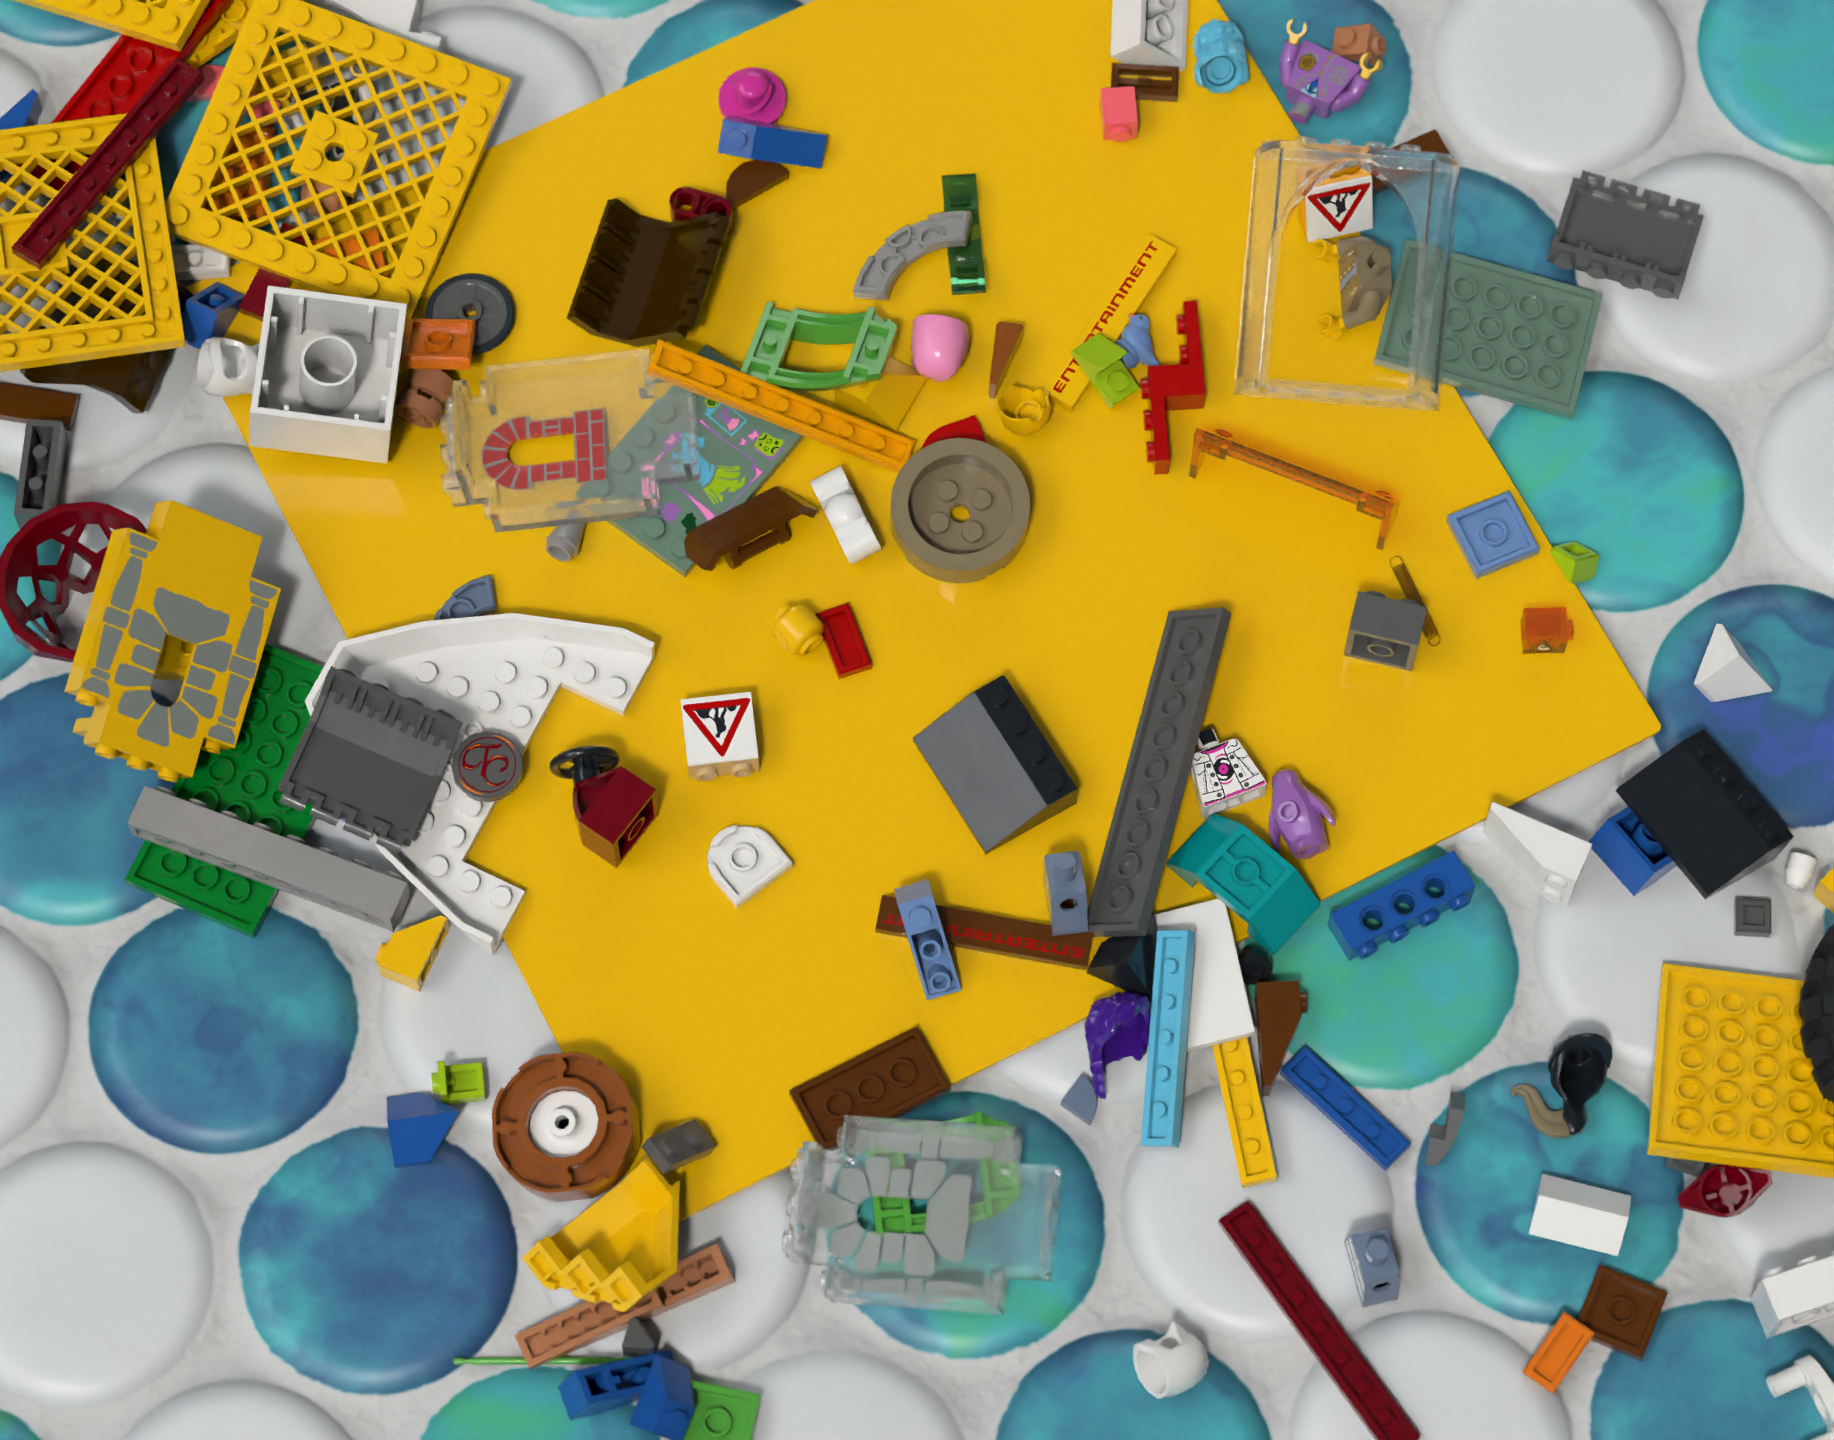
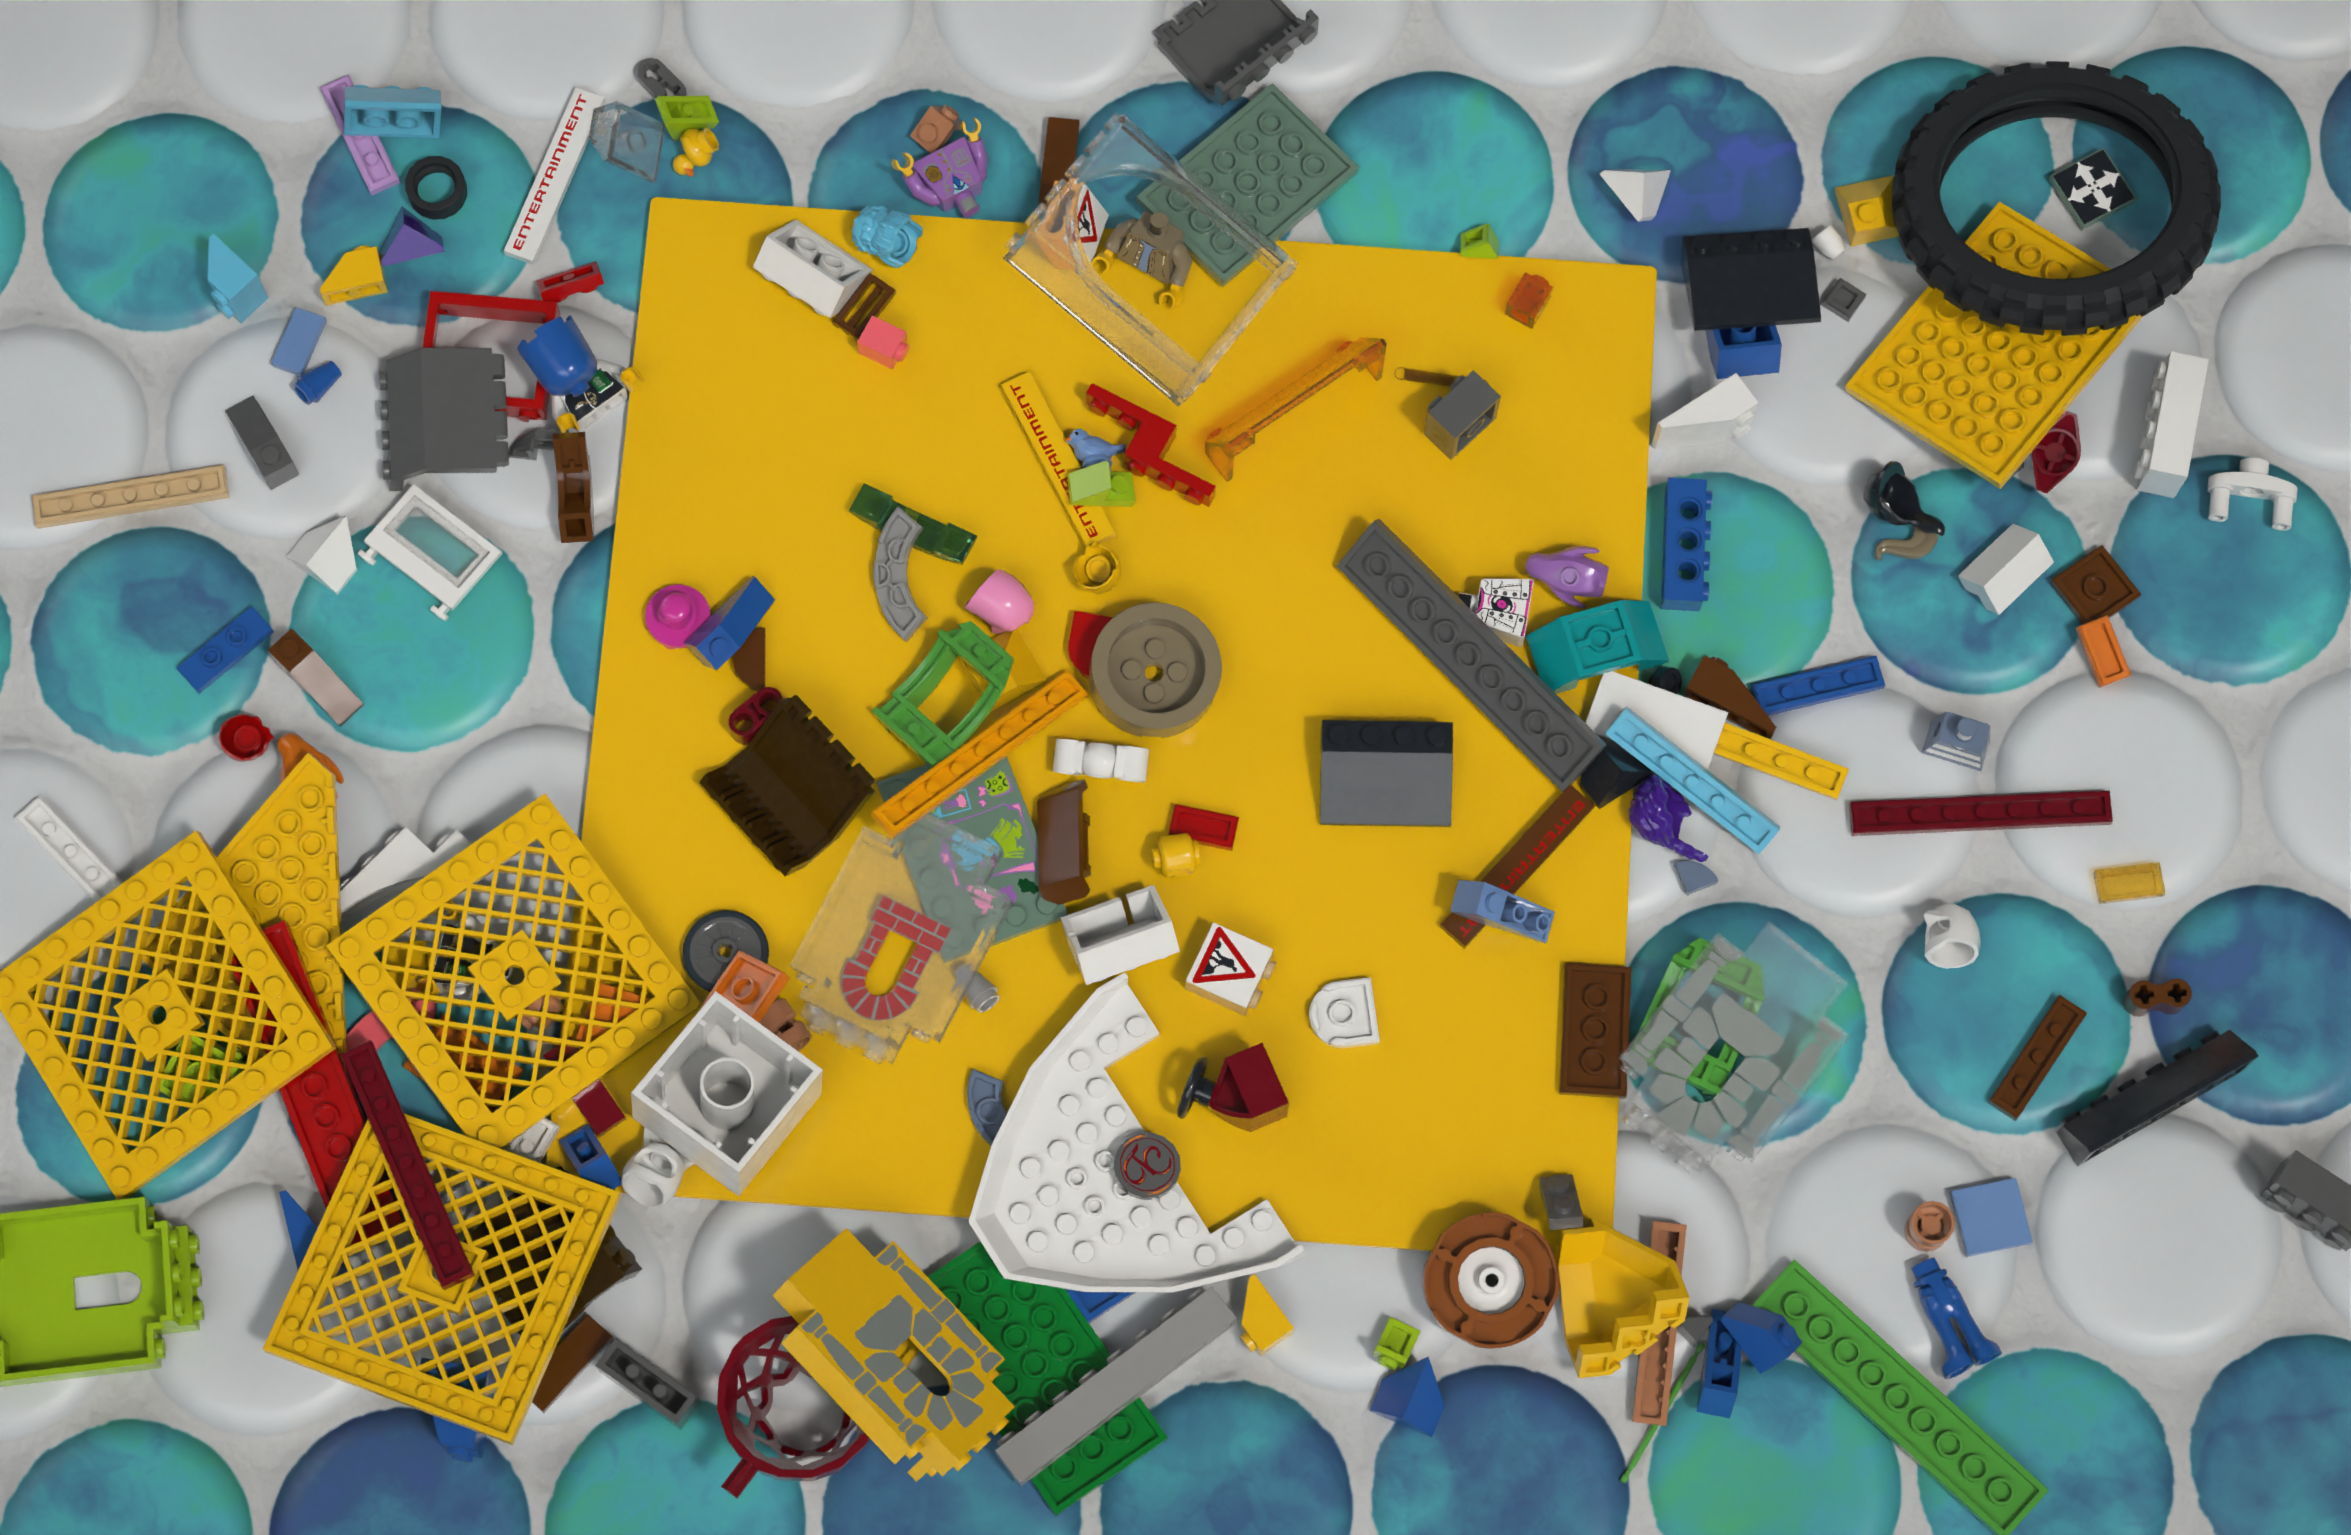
camera: 60 degrees left, 5 degrees up
(369, 759) = (1093, 1256): dark grey hinge -> none
(679, 615) = (1108, 946): none -> white piece
(1006, 343) = (1033, 555): dark orange slope -> none
(1062, 881) = (1526, 781): sand blue torso -> none
(1442, 1137) = (1884, 621): dark grey slope -> none
(1492, 534) = (1422, 288): medium blue tile -> none

